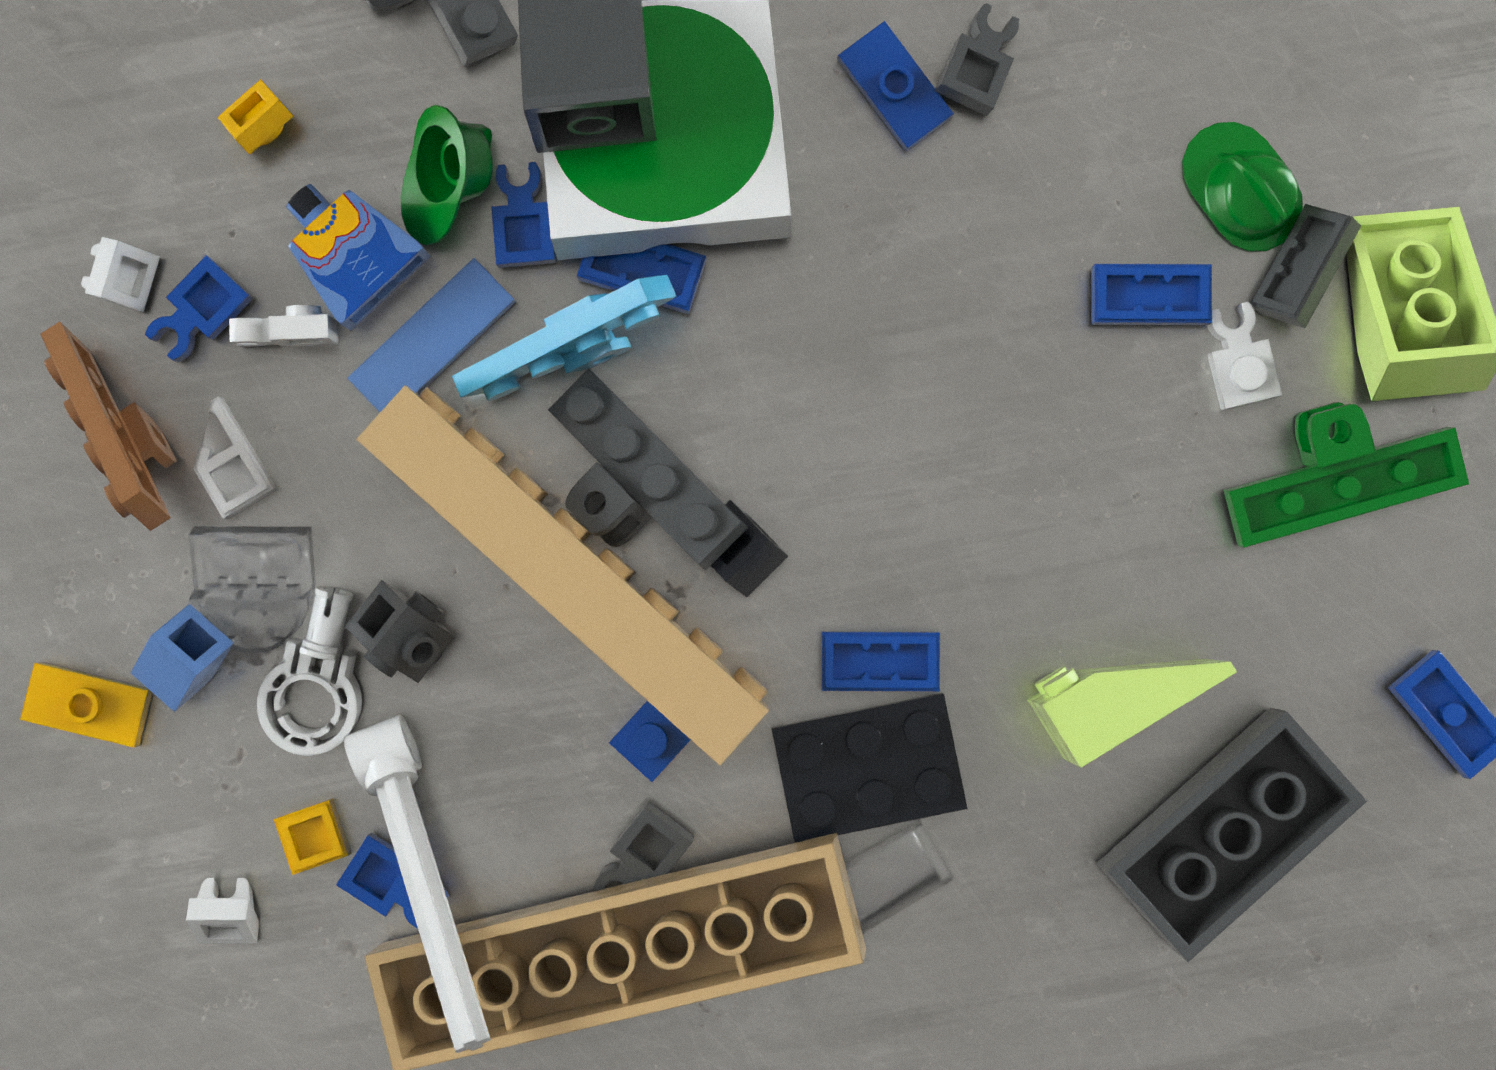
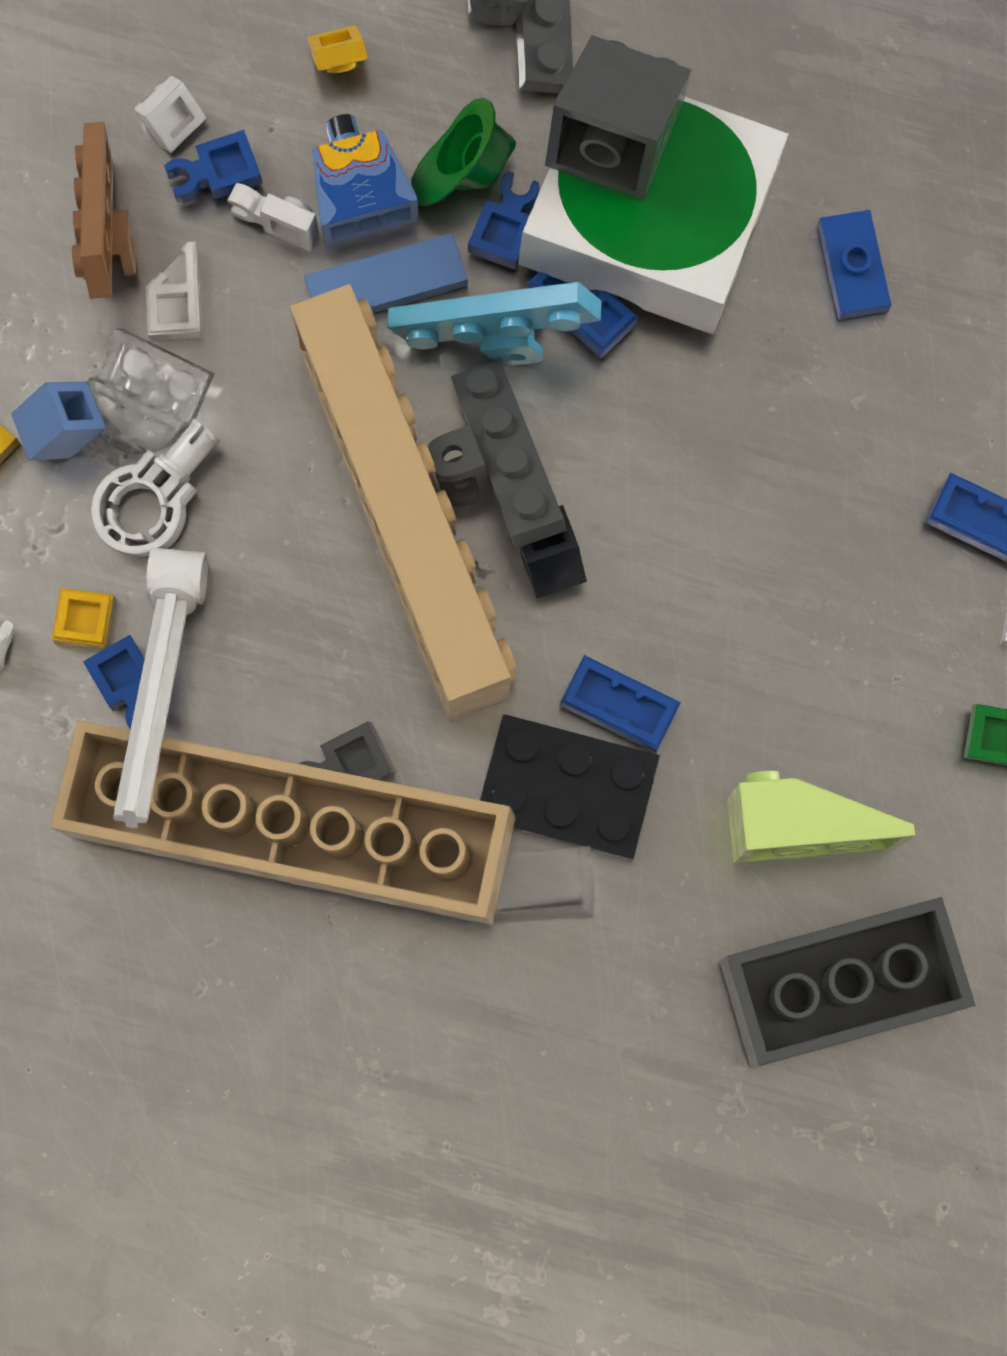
camera: 25 degrees right, 10 degrees down
(400, 632) = (243, 486): dark grey brick -> none
(649, 741) = (398, 676): blue plate -> none
(976, 66) = (929, 277): dark grey plate -> none

